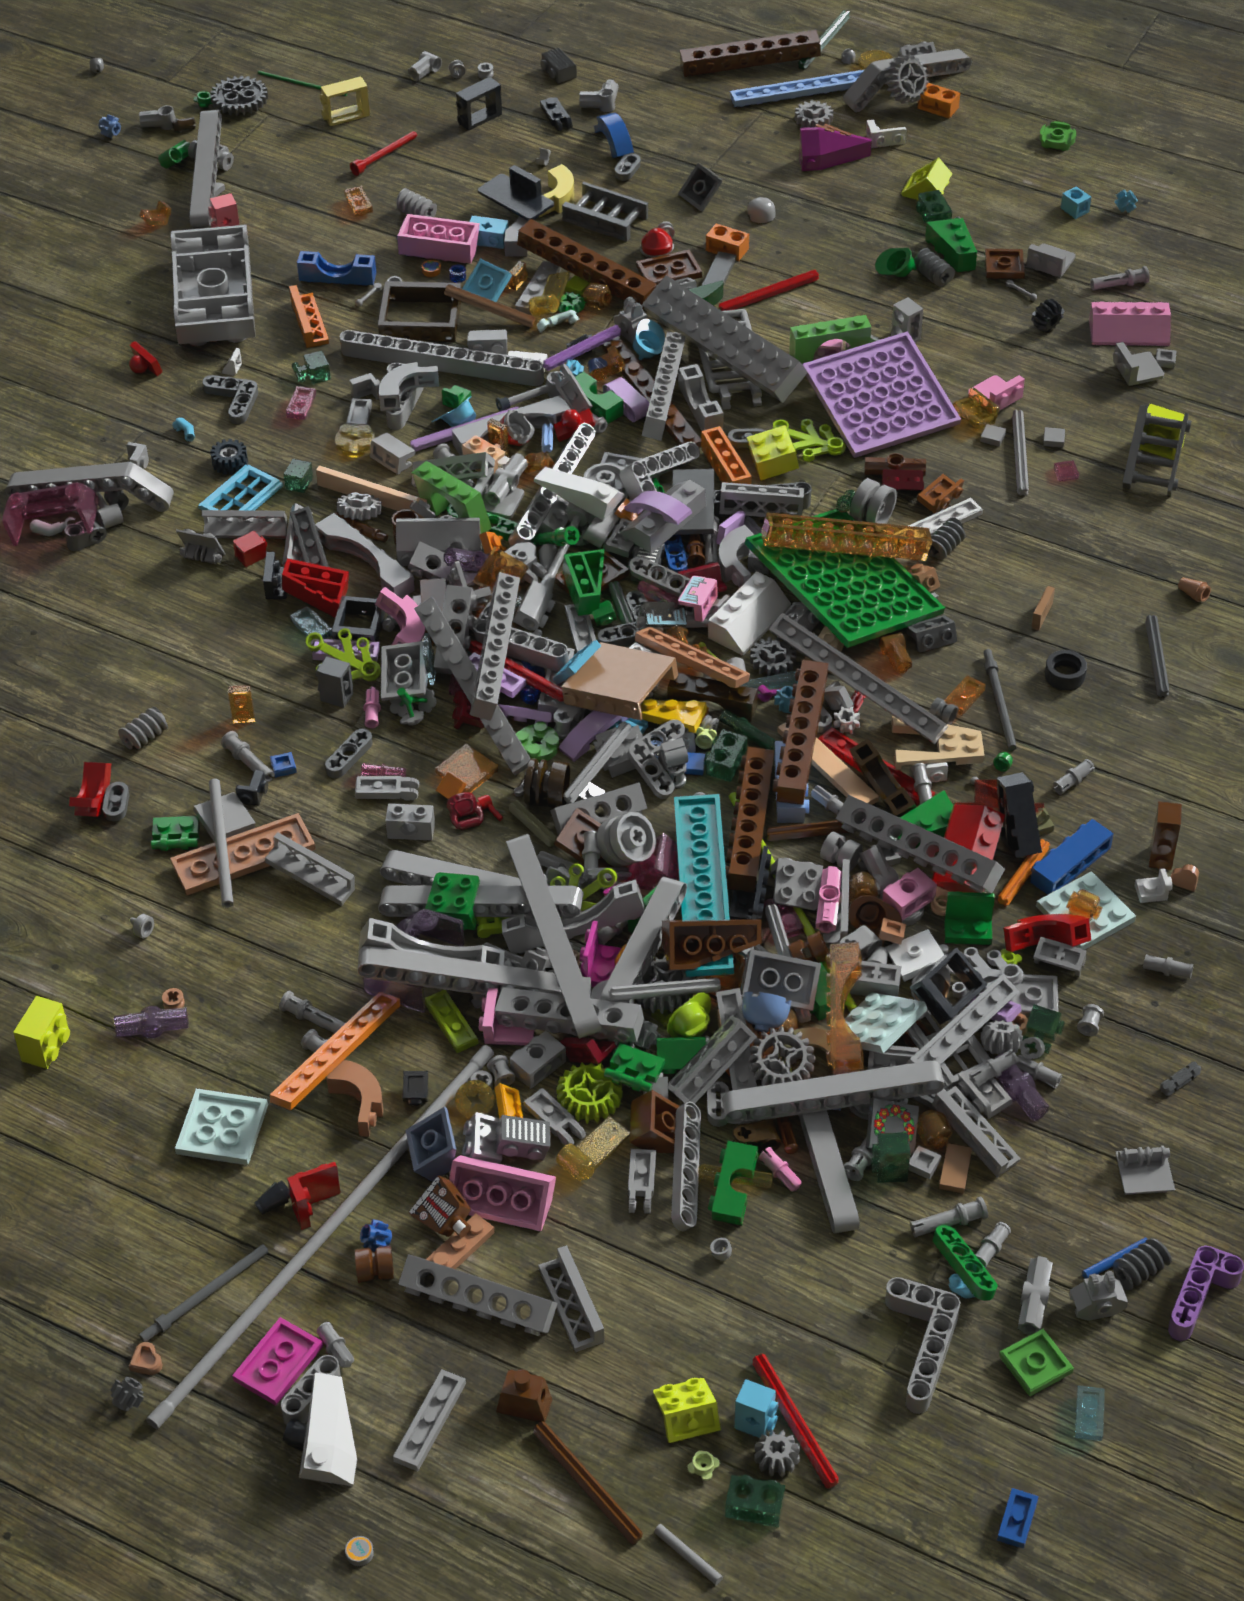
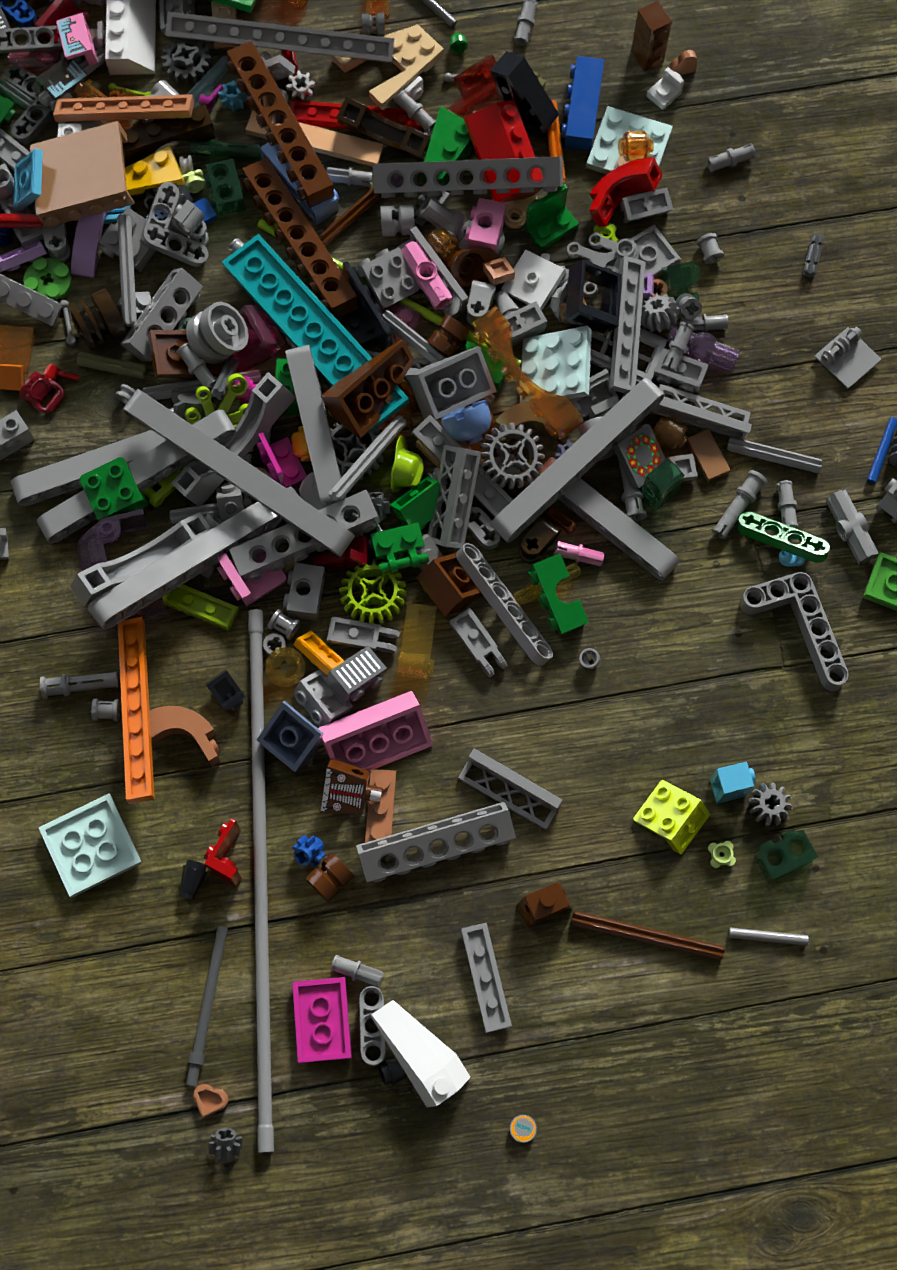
camera: 40 degrees left, 25 degrees up
(796, 1422) = (759, 764): red axle -> none
(1014, 1202) = (774, 454): none -> light grey axle

